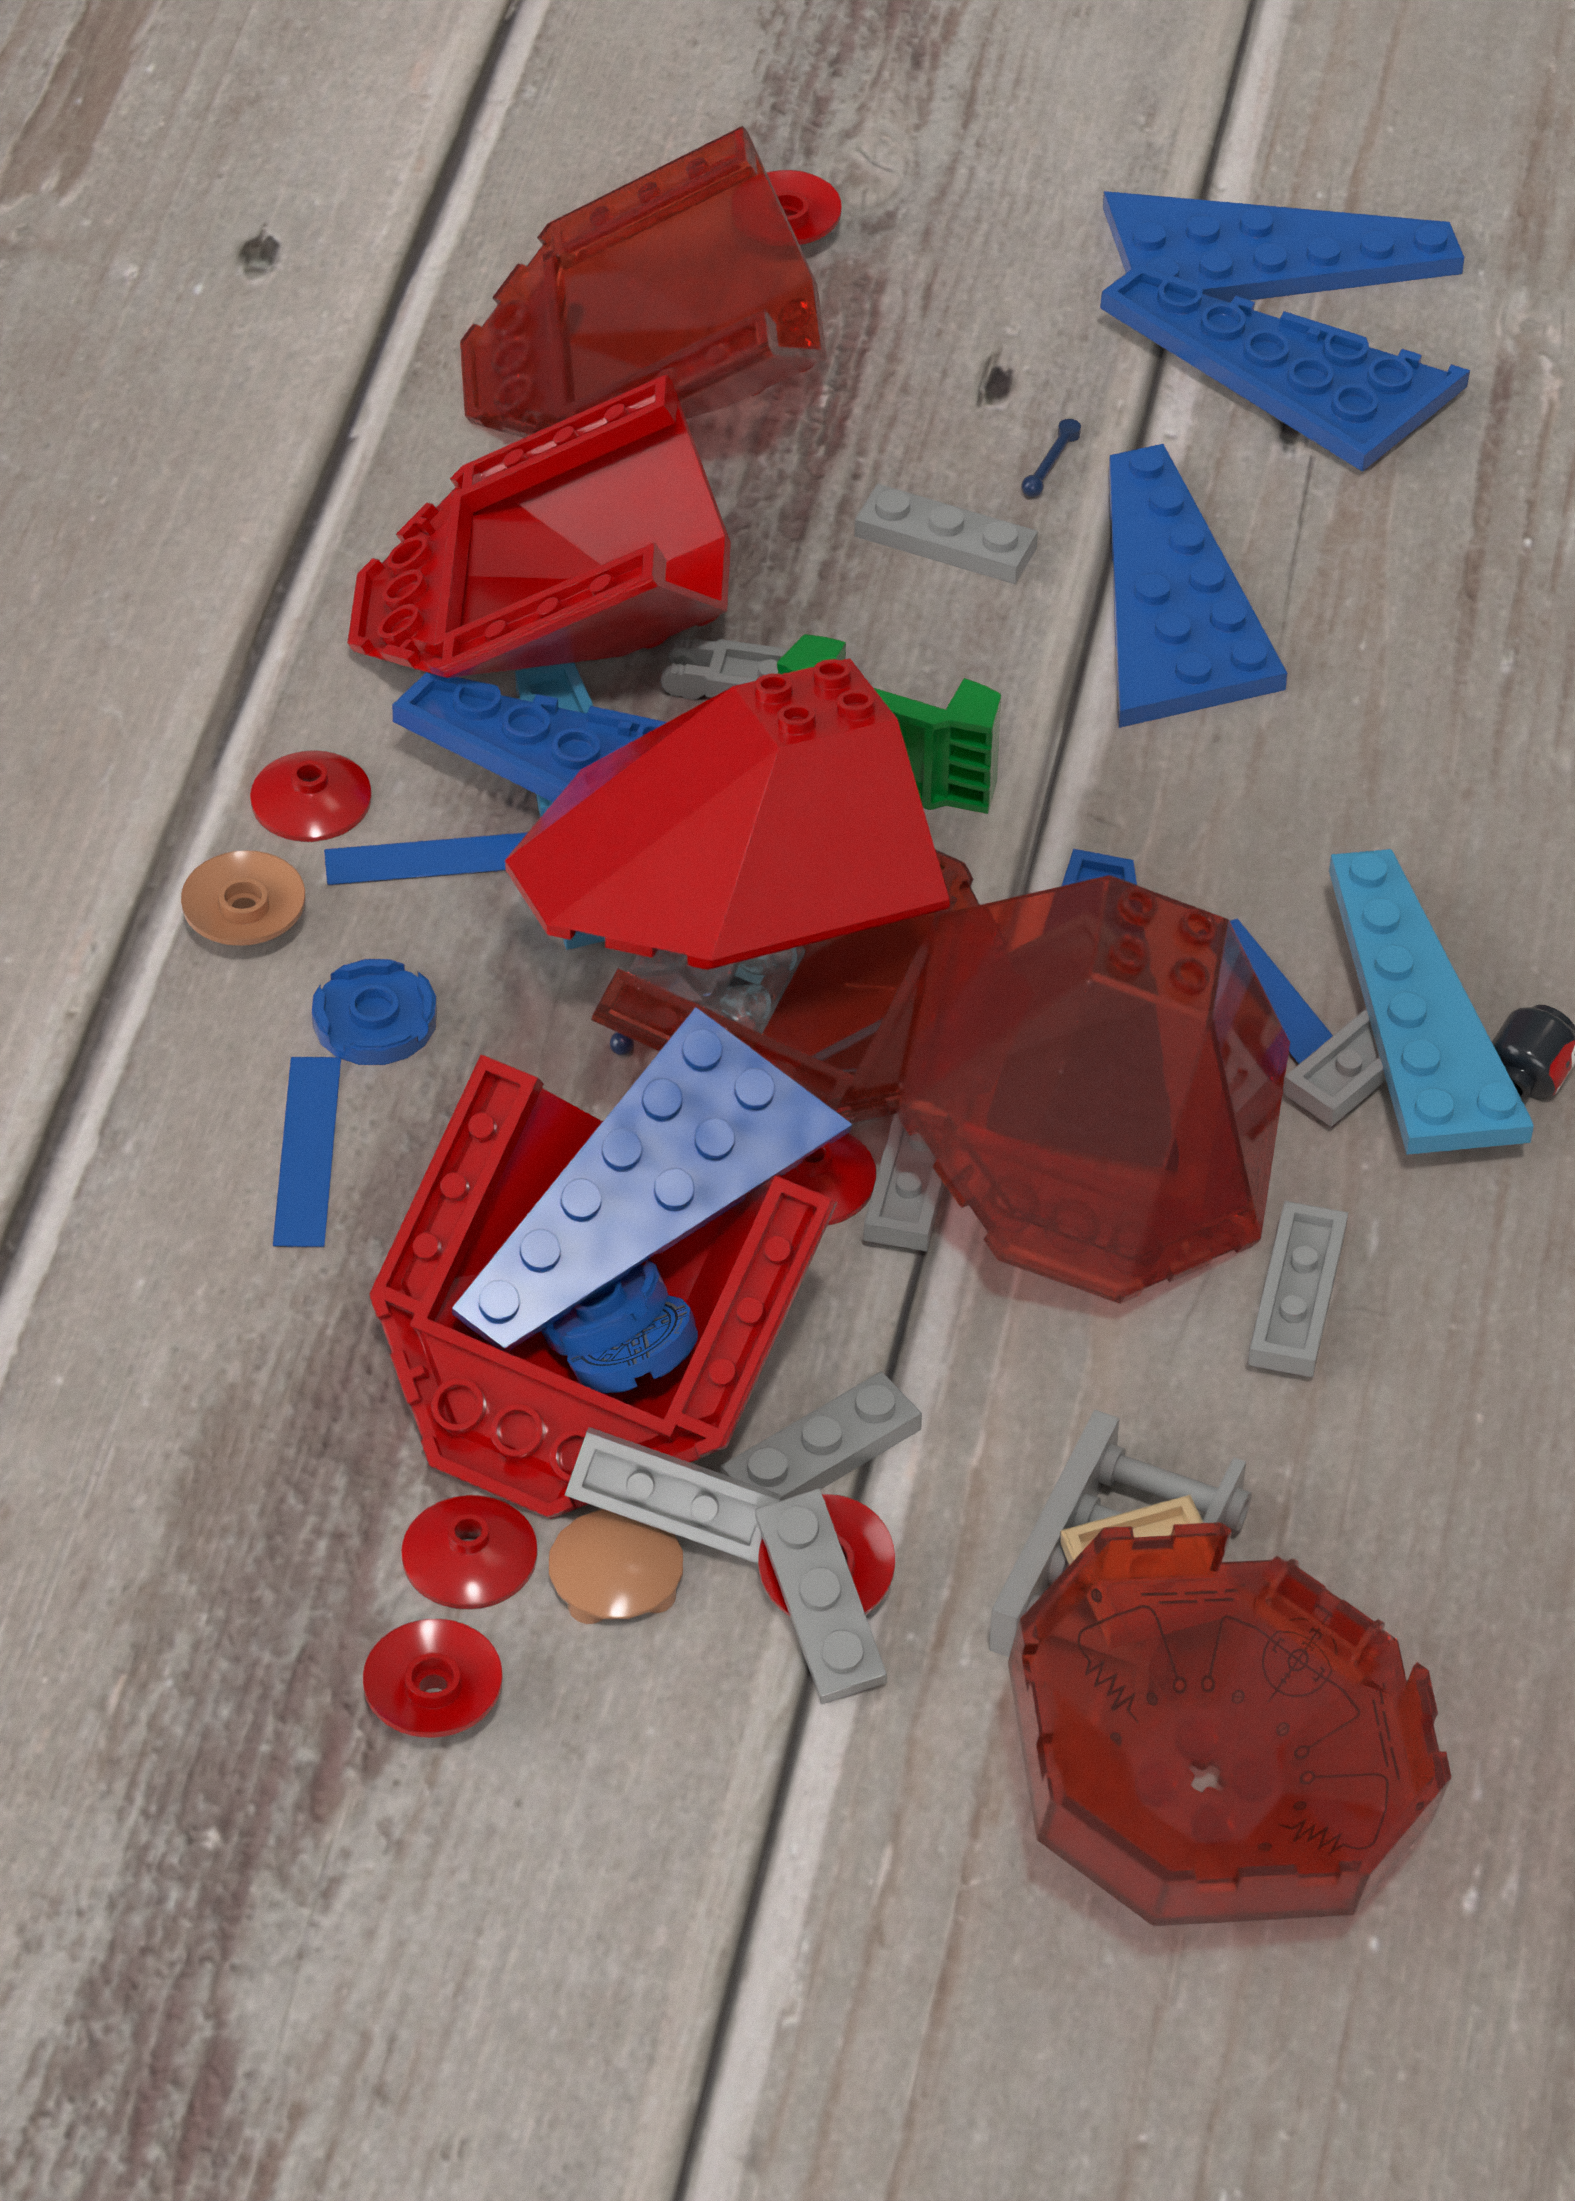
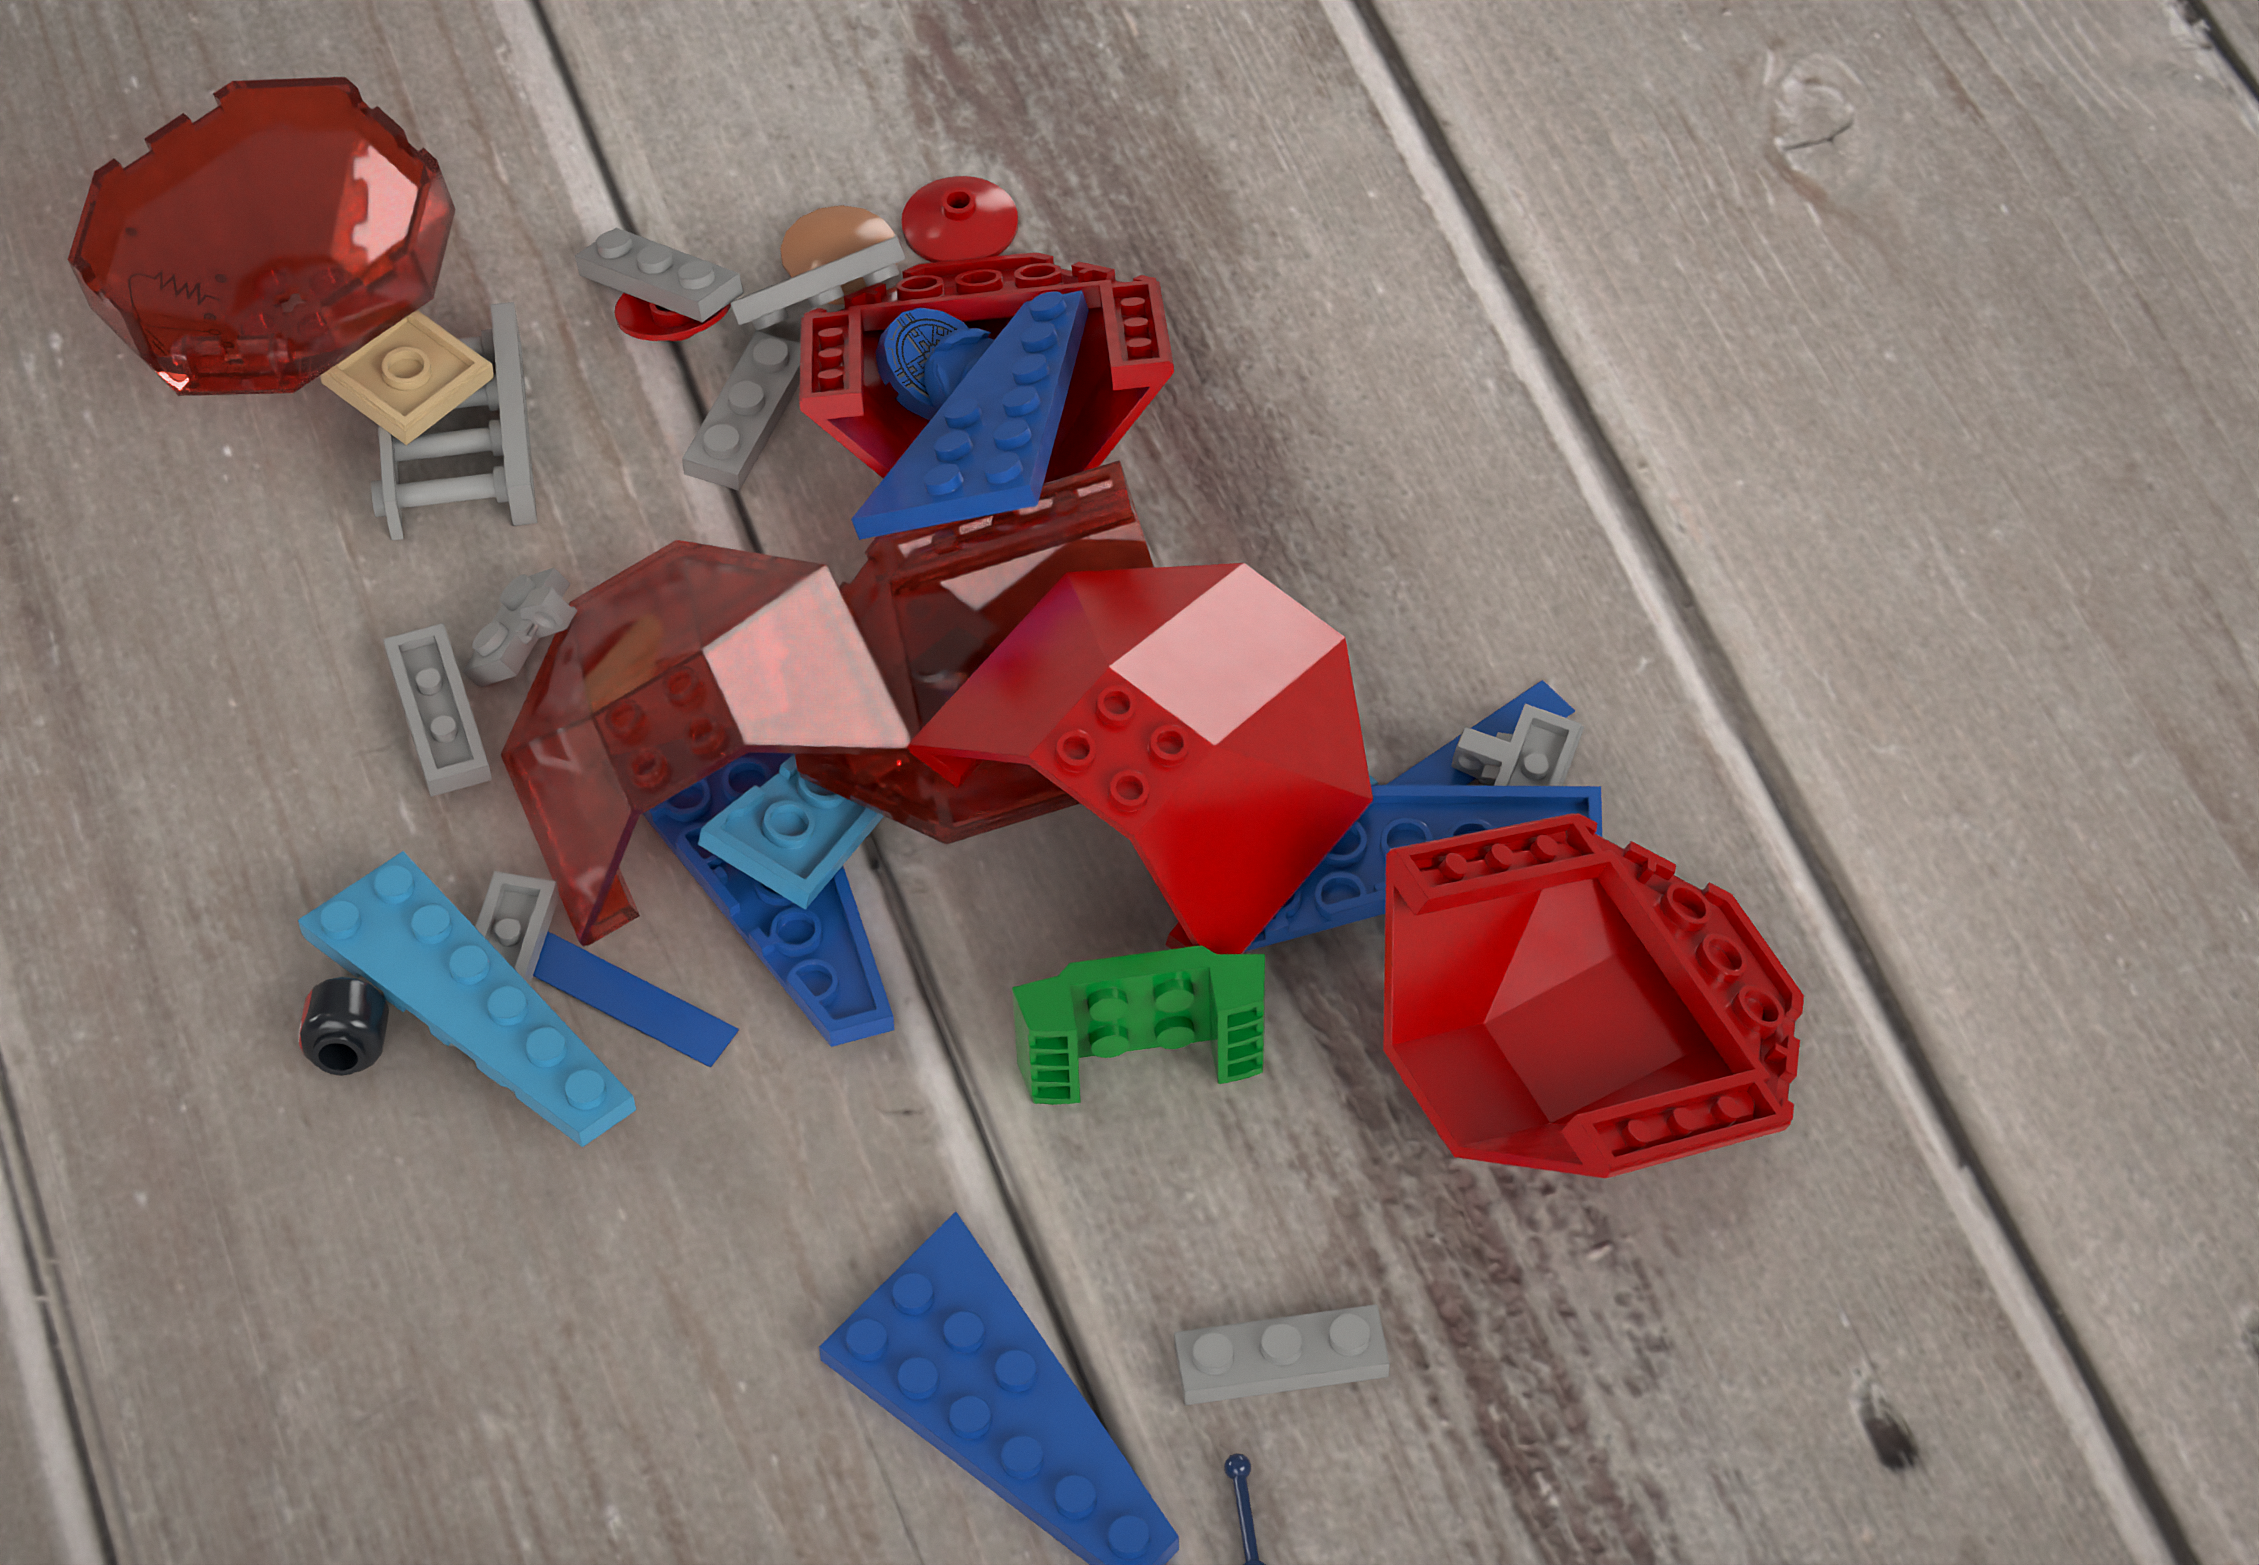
camera: 150 degrees right, 5 degrees up
(243, 897) = (1588, 578): nougat dish -> none
(307, 1152) = (1347, 449): blue sticker -> none
(311, 796) = (1635, 772): red dish -> none
(374, 1012) = (1393, 579): blue tile -> none
(416, 802) = (1533, 756): none -> light grey hinge
(427, 1657) = (902, 99): red dish -> none
(651, 280) = (1734, 1366): clear red windscreen -> none
(712, 666) = (1320, 1070): light grey hinge -> none
(1177, 1313) = (529, 611): none -> light grey hinge

